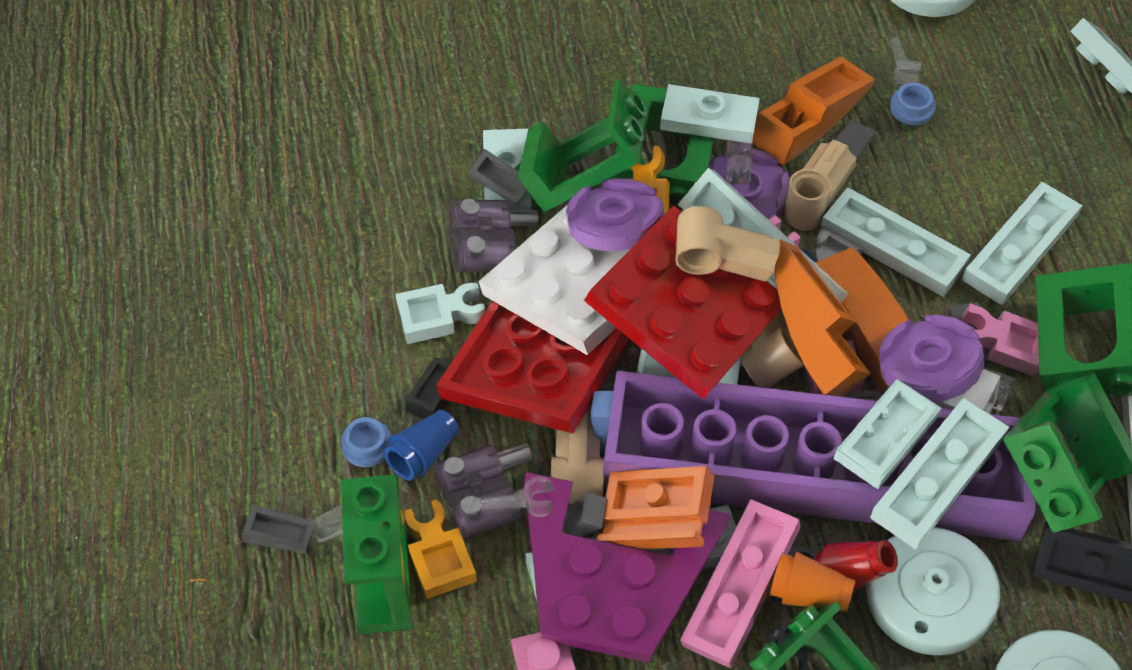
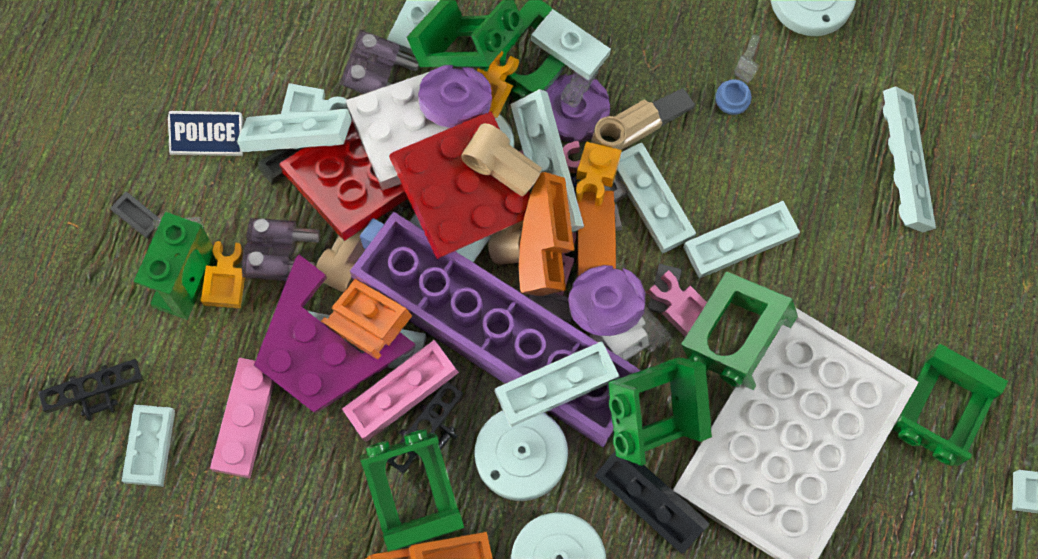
camera: 20 degrees right, 15 degrees up
(319, 394) = (204, 133): none -> slope
(365, 442) = (219, 181): medium blue plate -> none
(420, 445) = (251, 199): blue cone -> none
(434, 340) = (294, 130): none -> light aqua plate
(498, 177) = (401, 22): dark grey piece -> none
(523, 499) = (284, 272): clear hand -> none
(585, 515) = (323, 300): dark grey piece -> none
(808, 582) = (436, 414): orange cone -> none
(810, 109) = (656, 67): orange slope -> none
(822, 230) = (597, 170): none -> light orange plate
(860, 560) = (473, 414): red cone -> none
(887, 434) = (539, 341): light aqua plate -> none

